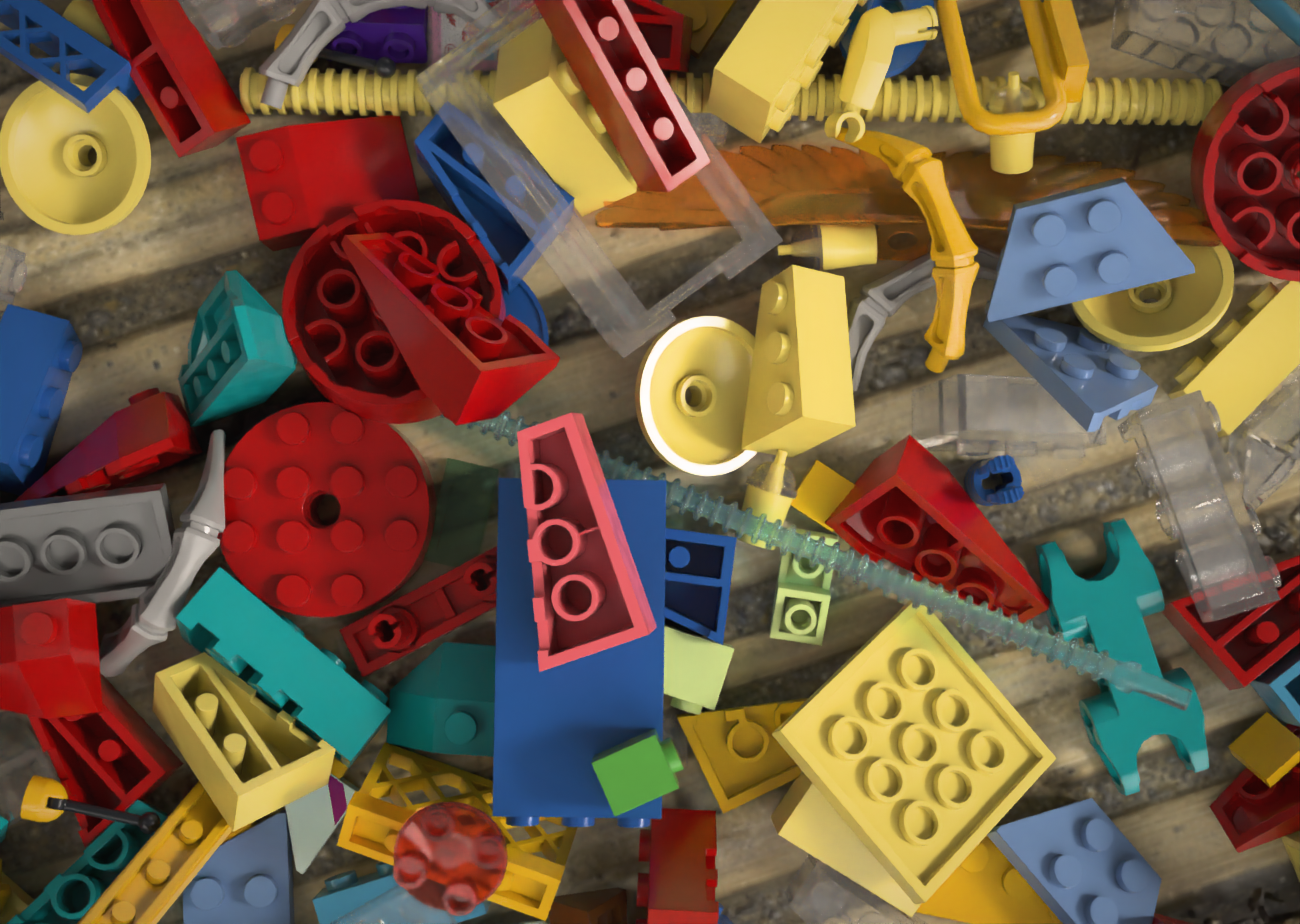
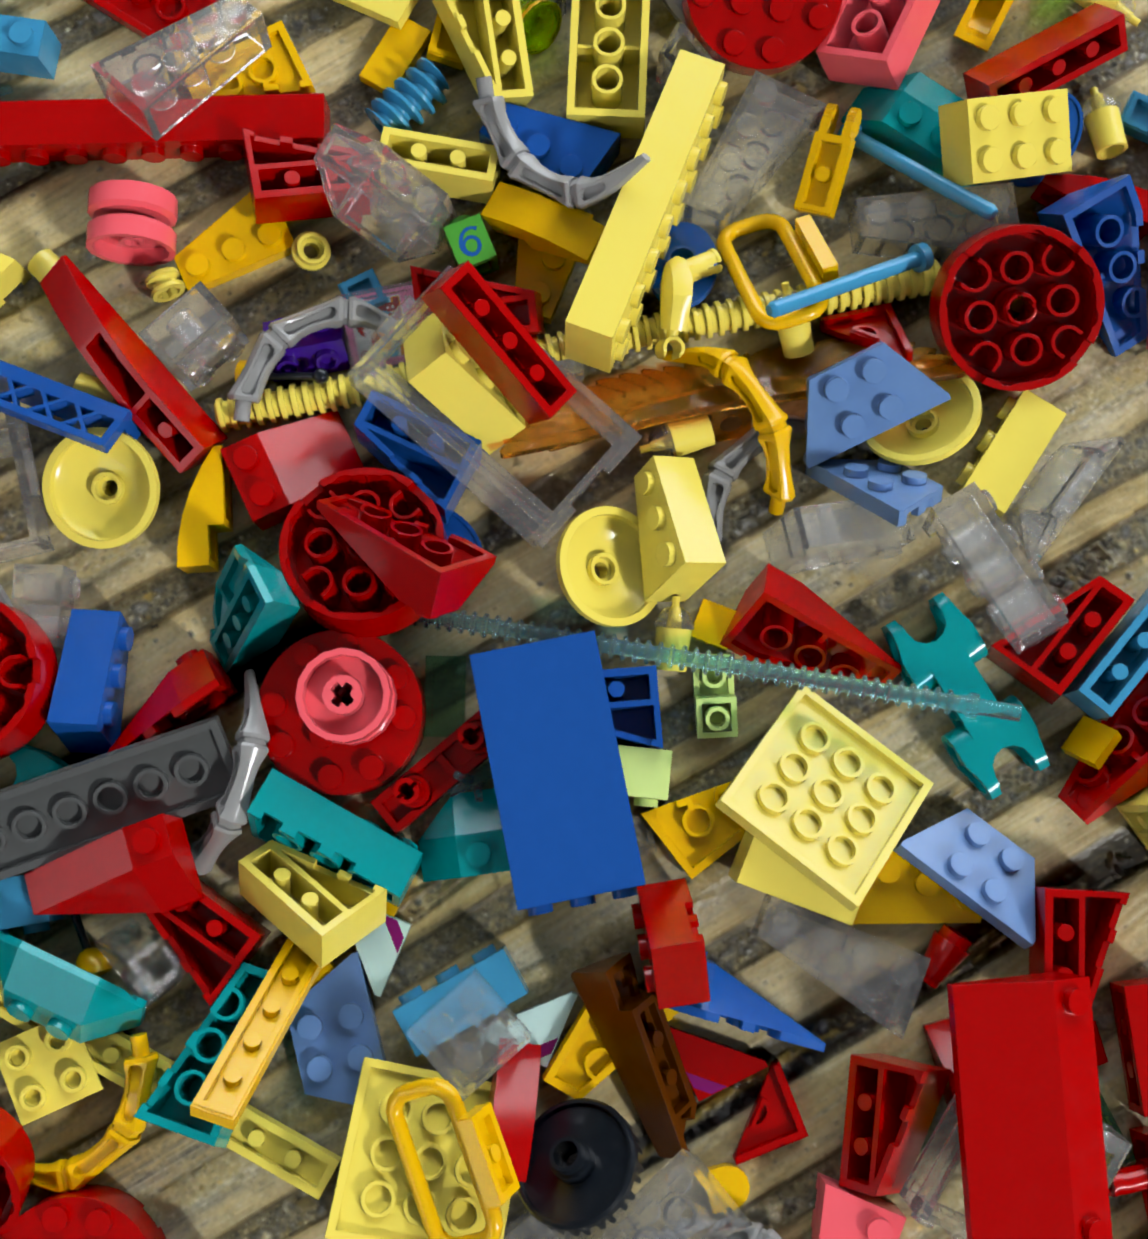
camera: 10 degrees left, 5 degrees down
(47, 800) = (174, 975): hinge -> none
(203, 215) = (205, 515): none -> yellow slope
(299, 490) = (321, 694): none -> coral wheel
(374, 824) = (482, 946): yellow fence -> none
(450, 857) = (492, 946): clear red dish -> none
(472, 632) = (472, 781): none -> clear light blue bar
(577, 548) = (543, 700): coral wedge -> none
(637, 771) = (620, 849): bright green brick -> none
(1004, 493) = (839, 572): blue hinge -> none
(1111, 154) = (869, 327): none -> red tile
(1196, 77) = (918, 258): none -> dark azure bar

